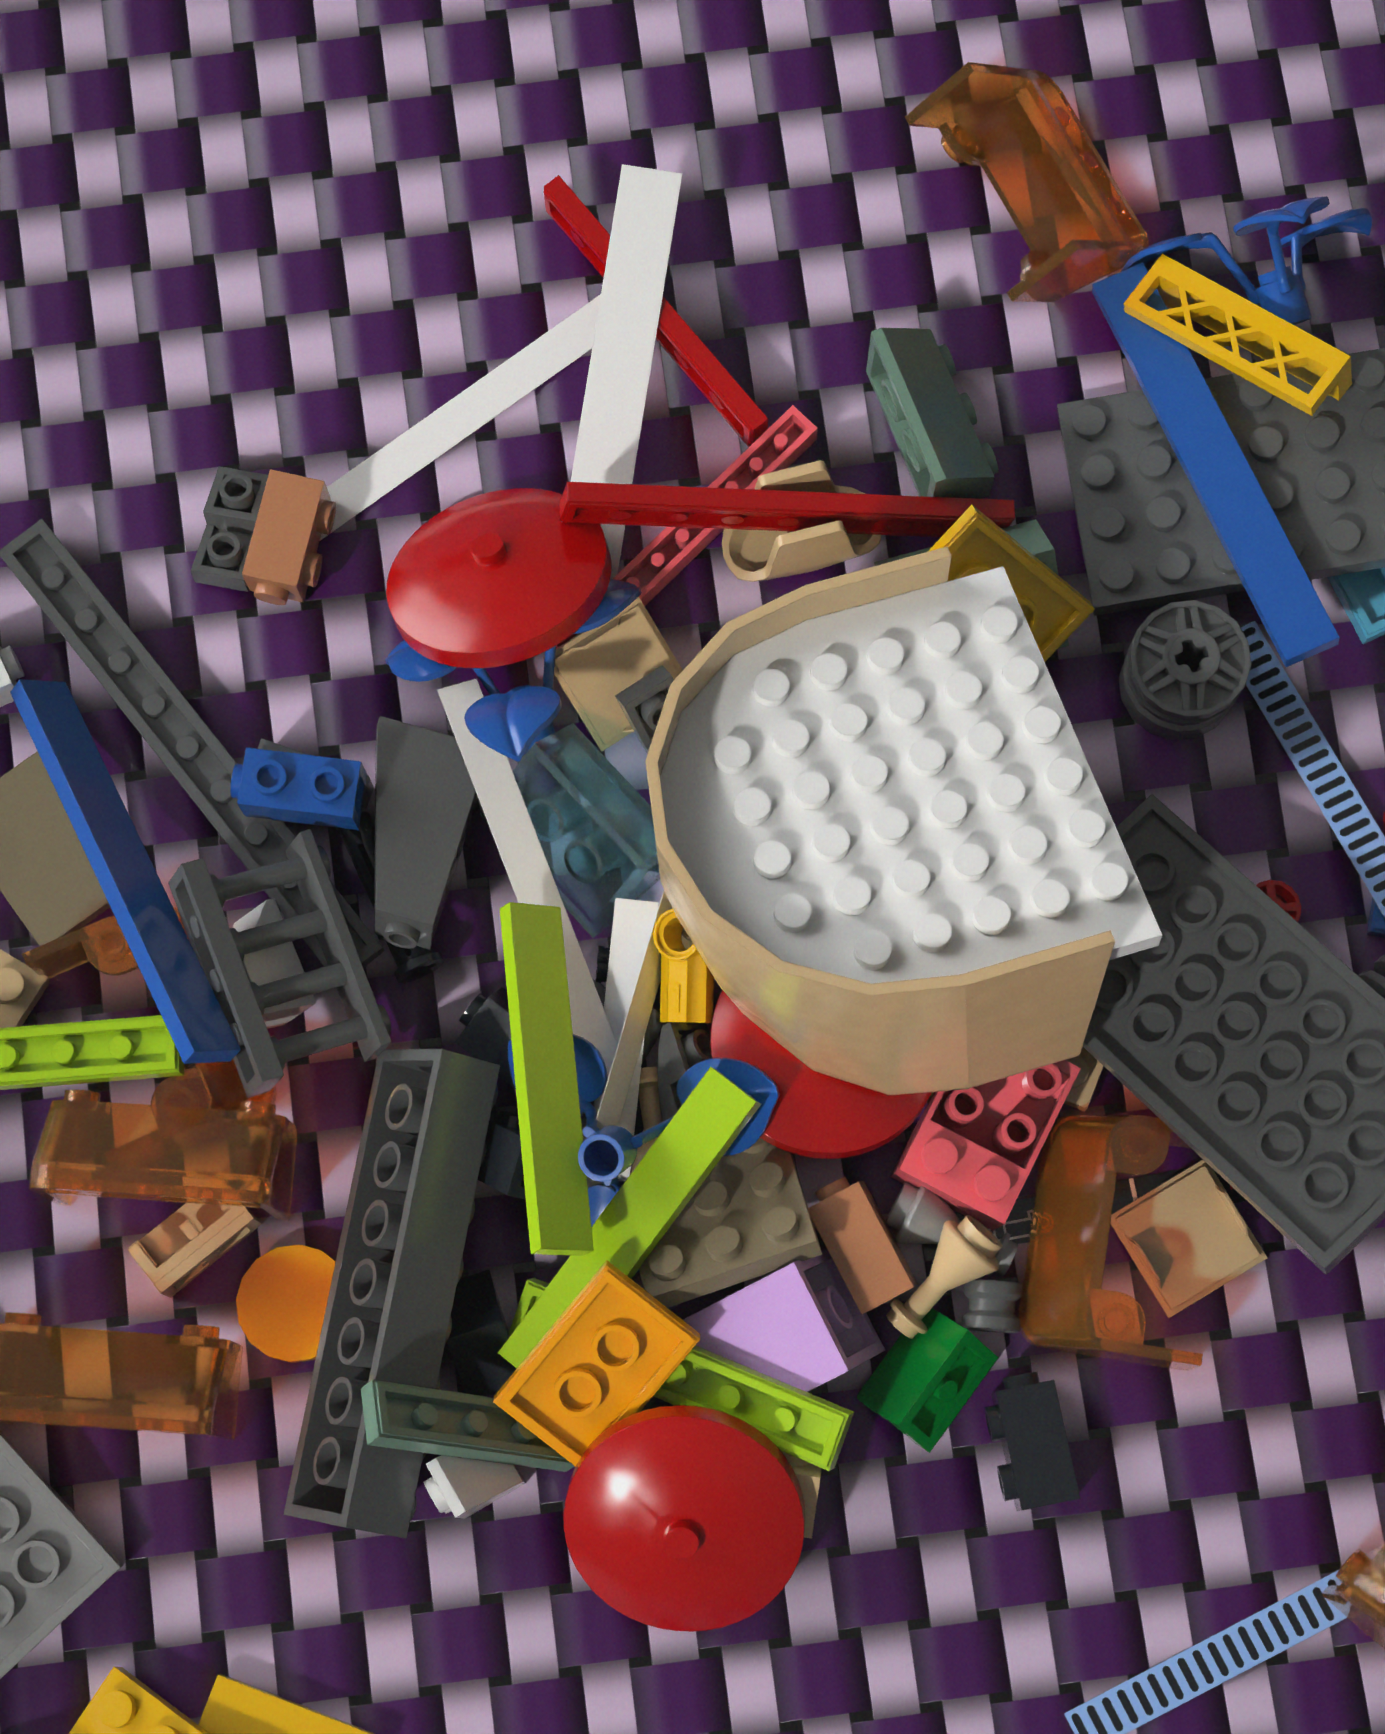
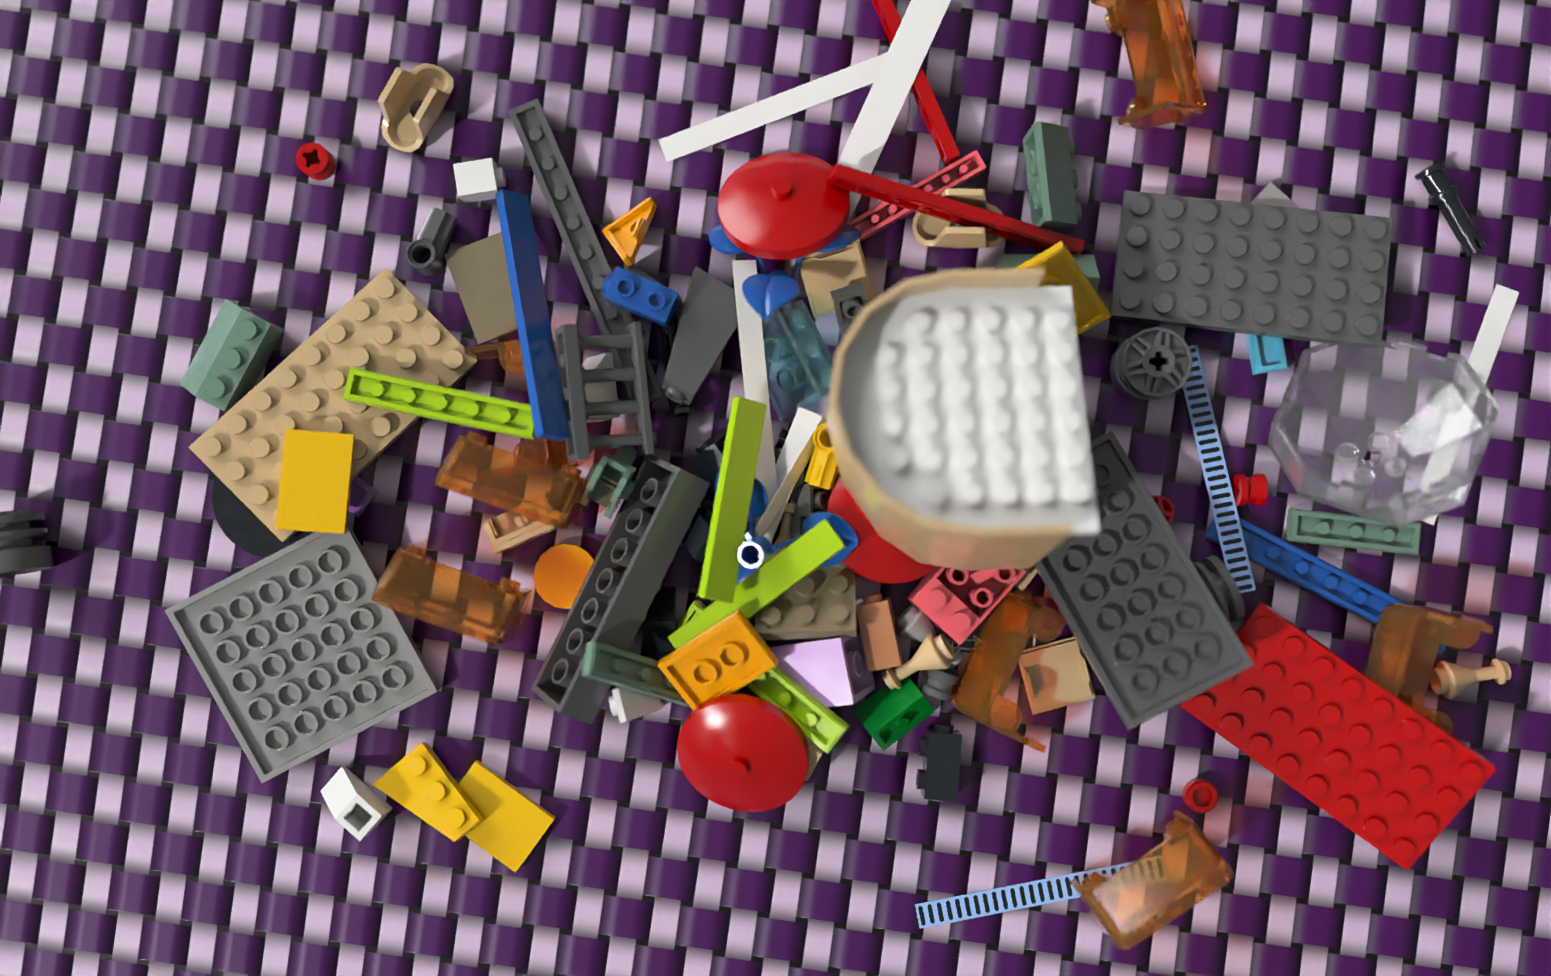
camera: 15 degrees right, 10 degrees up
(229, 528) = (643, 134): dark grey slope -> none
(252, 690) = (629, 230): none -> light orange tile
(287, 537) = (671, 147): nougat brick -> none
(329, 1112) = (611, 480): none -> sand green hinge
(1219, 475) = (1204, 252): blue tile -> none
(1242, 324) = (1243, 175): yellow fence -> none
(1283, 288) = (1274, 161): blue plant -> none

